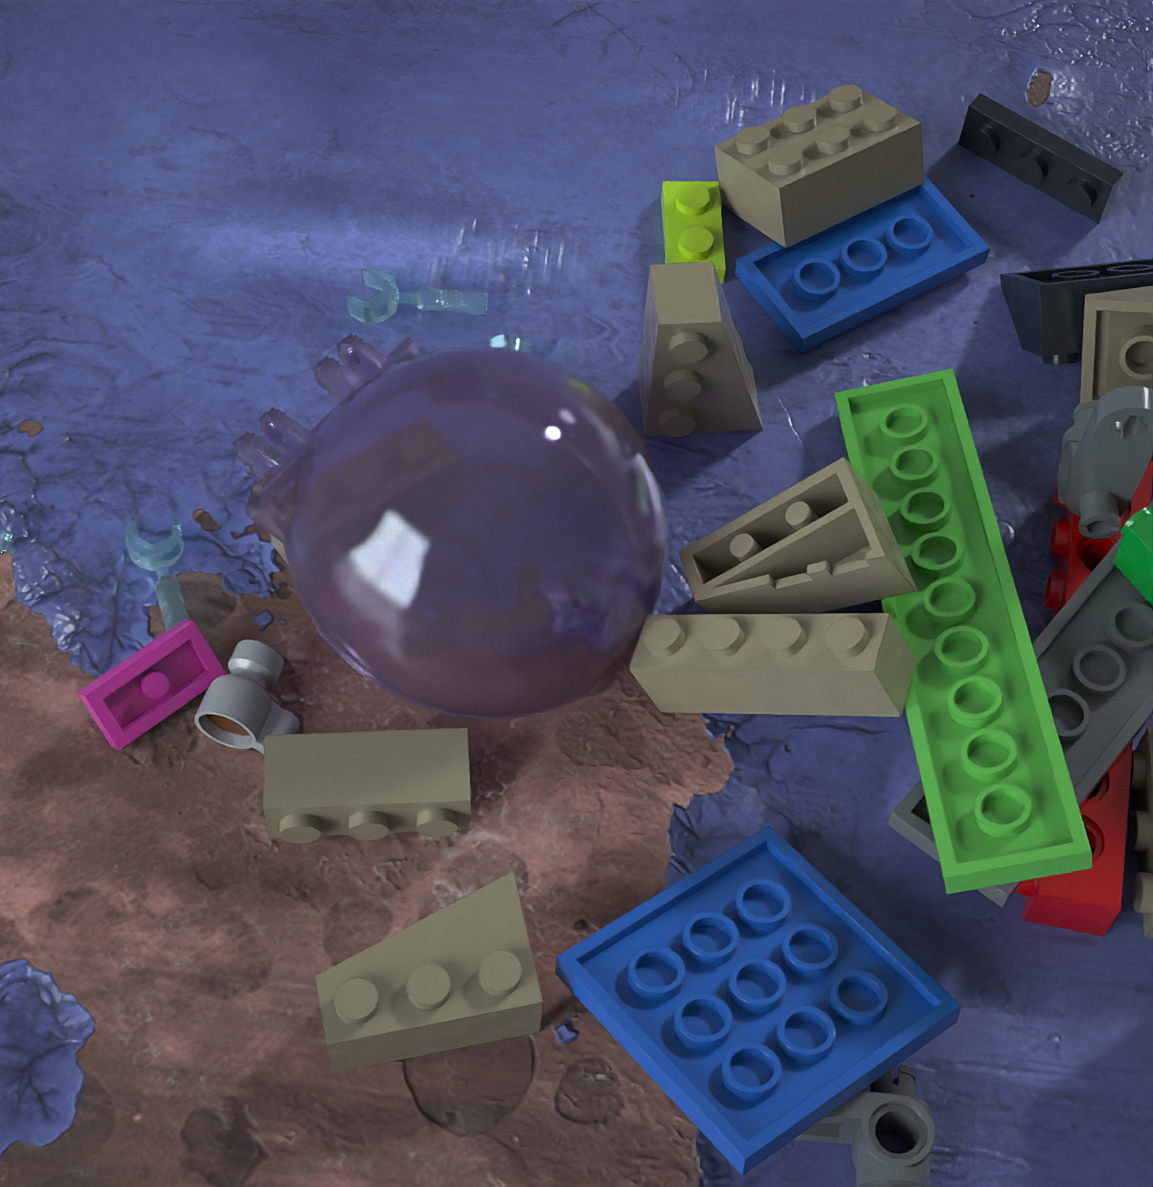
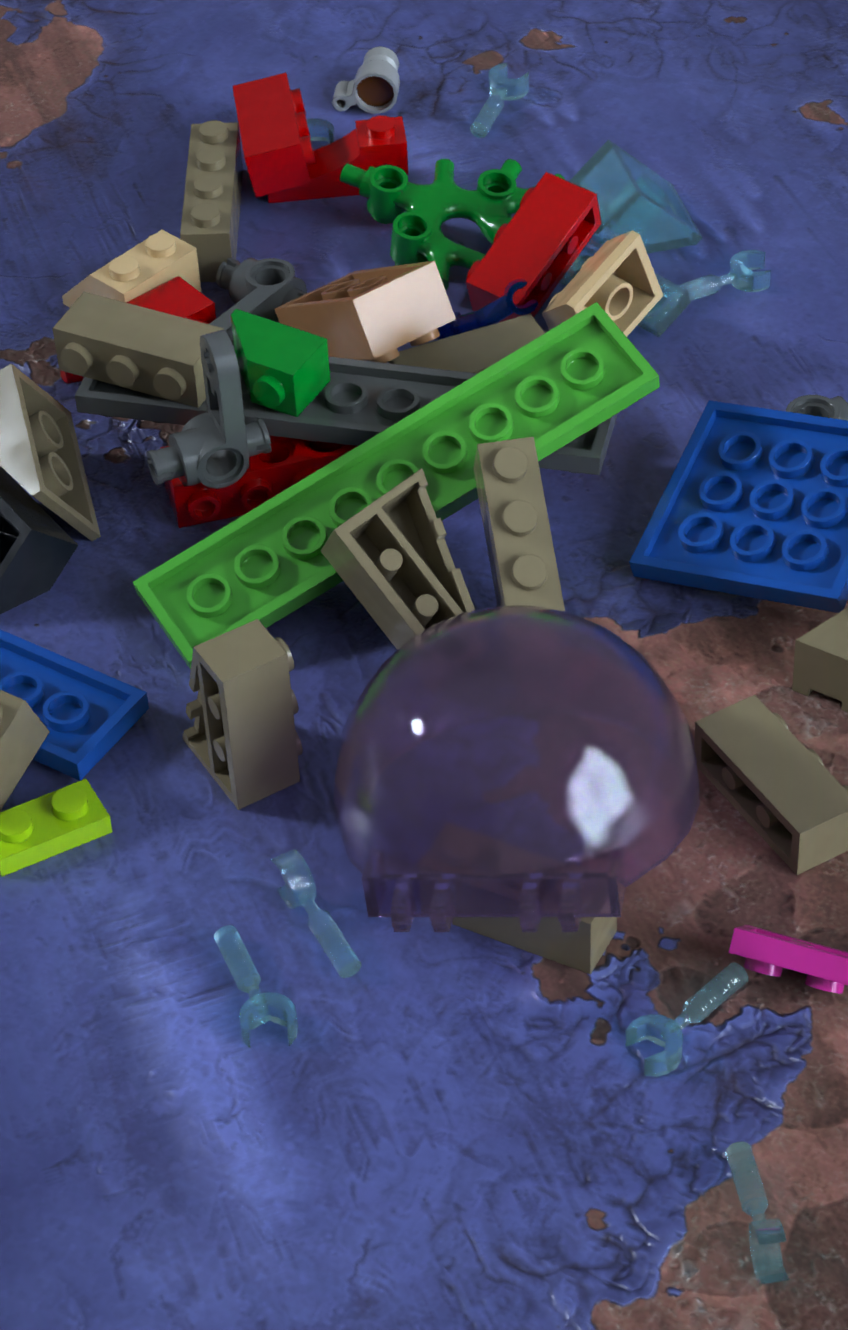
camera: 110 degrees left, 15 degrees down
(237, 705) = (772, 893): light grey piece -> none

